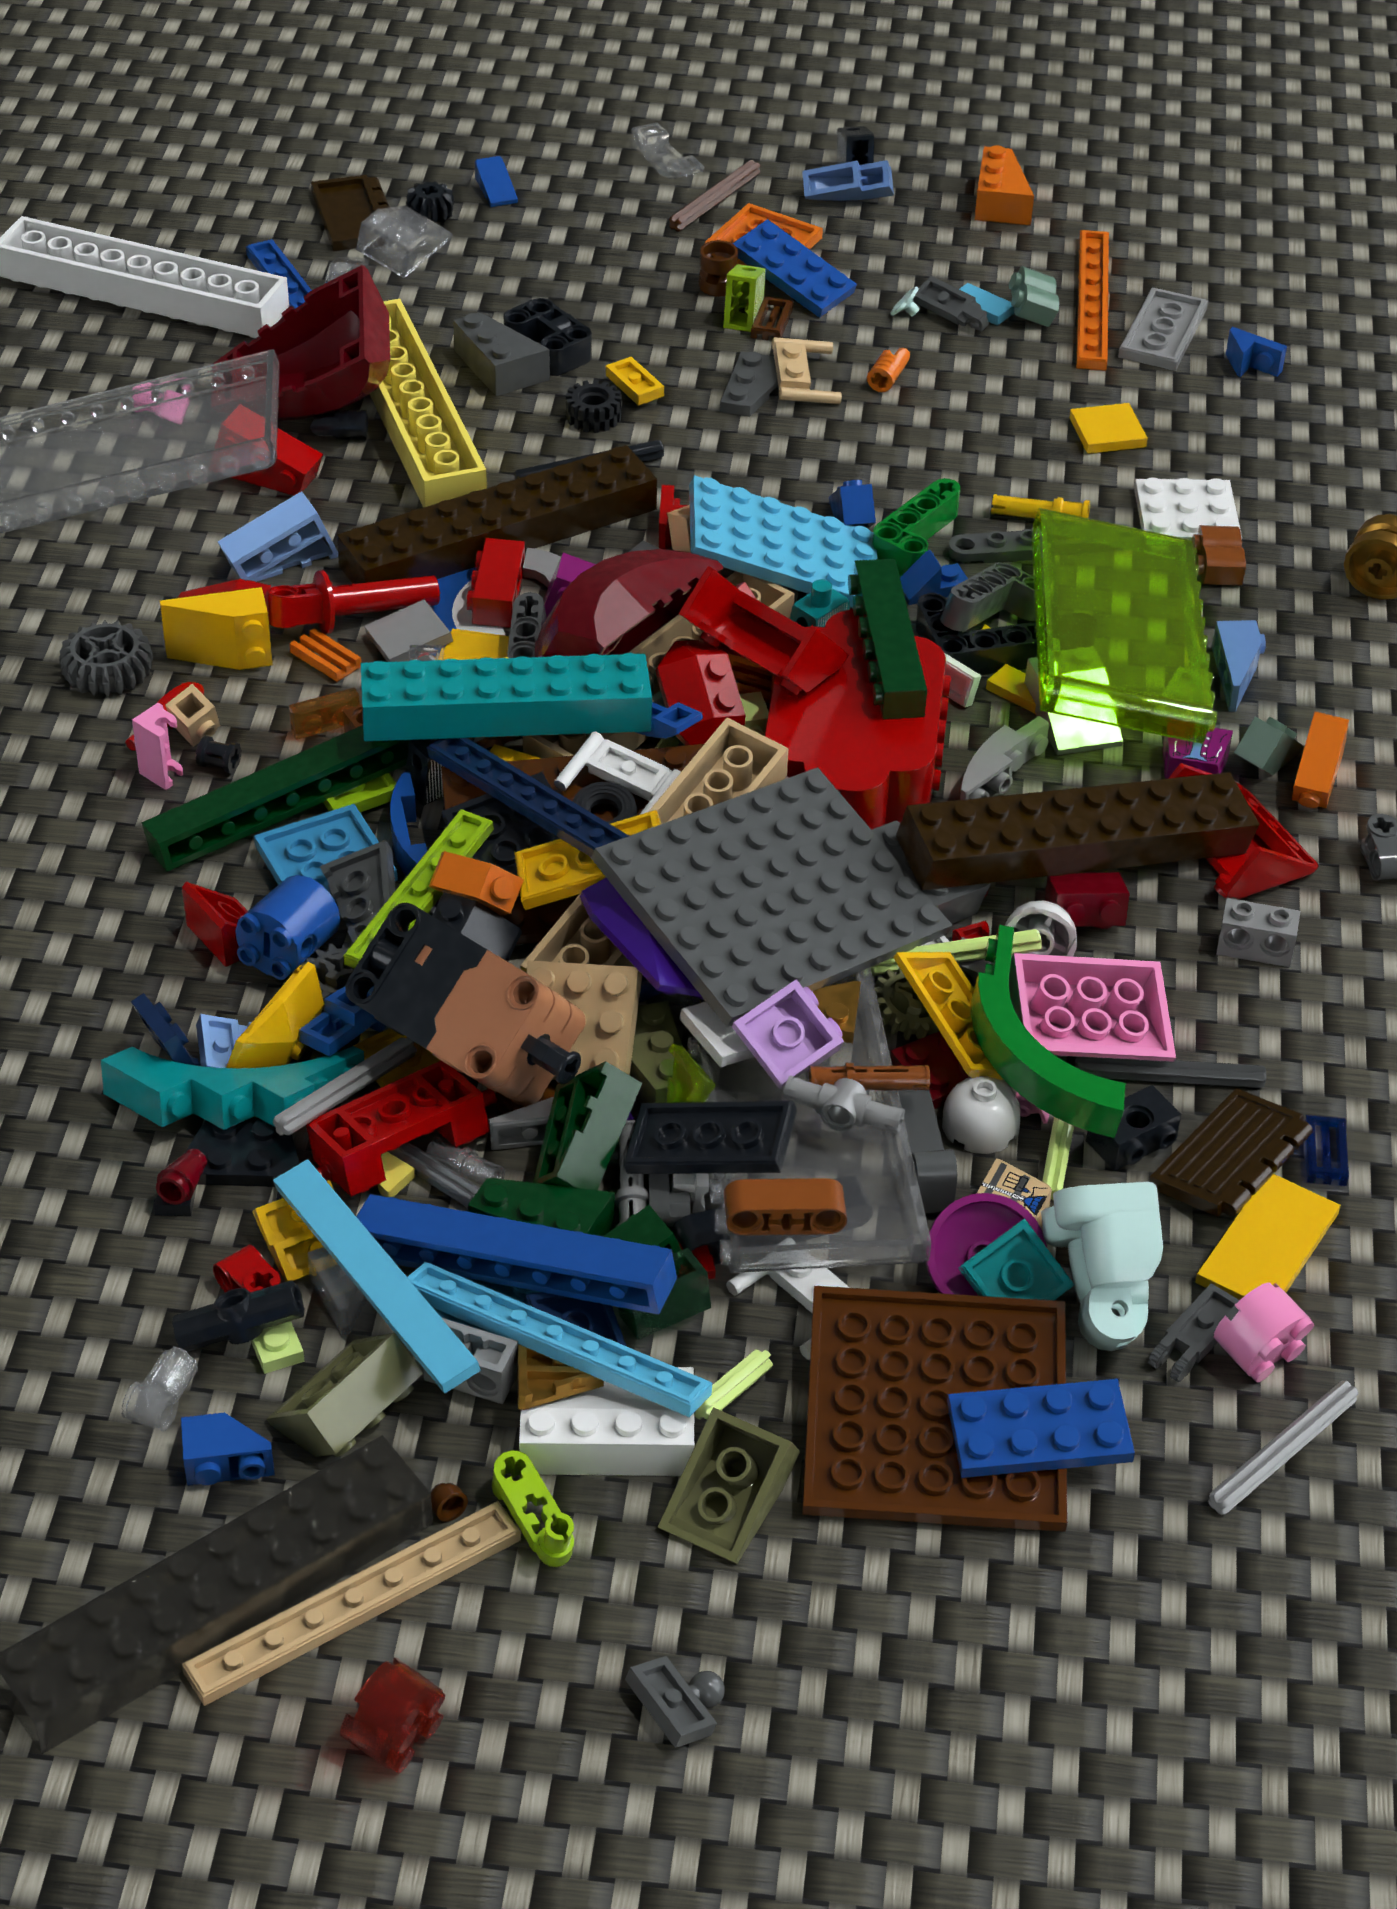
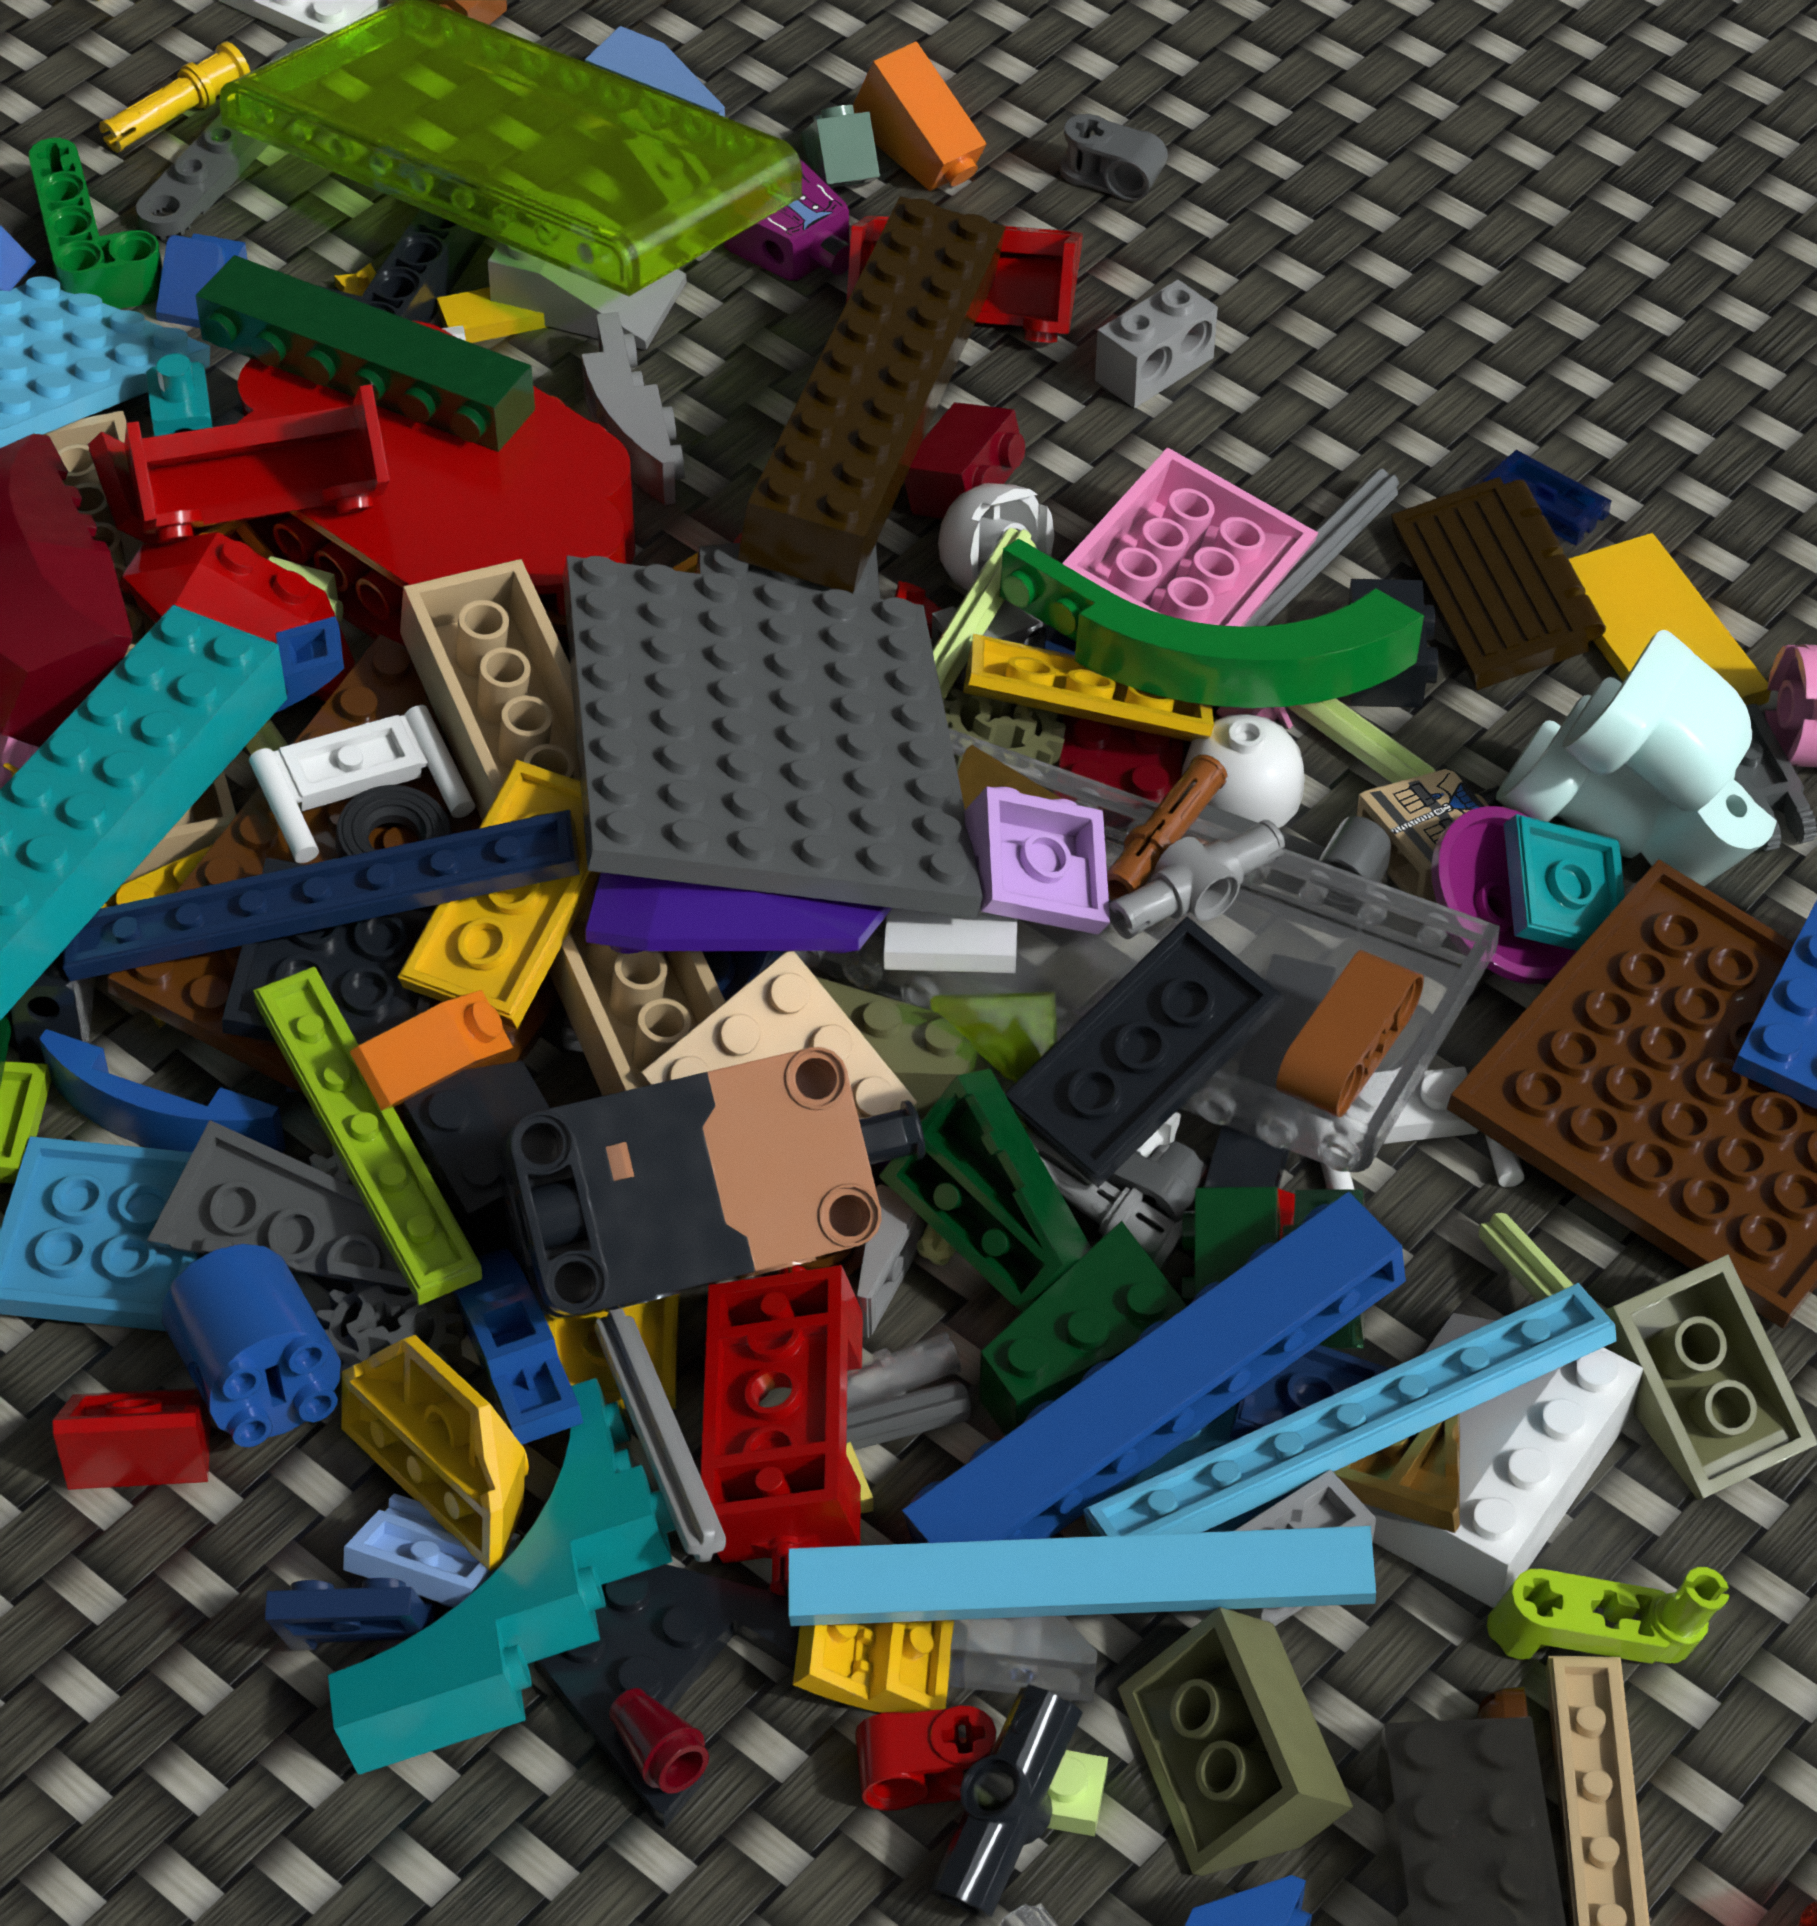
camera: 55 degrees left, 5 degrees up
(986, 594) = (322, 229): dark grey beam -> none

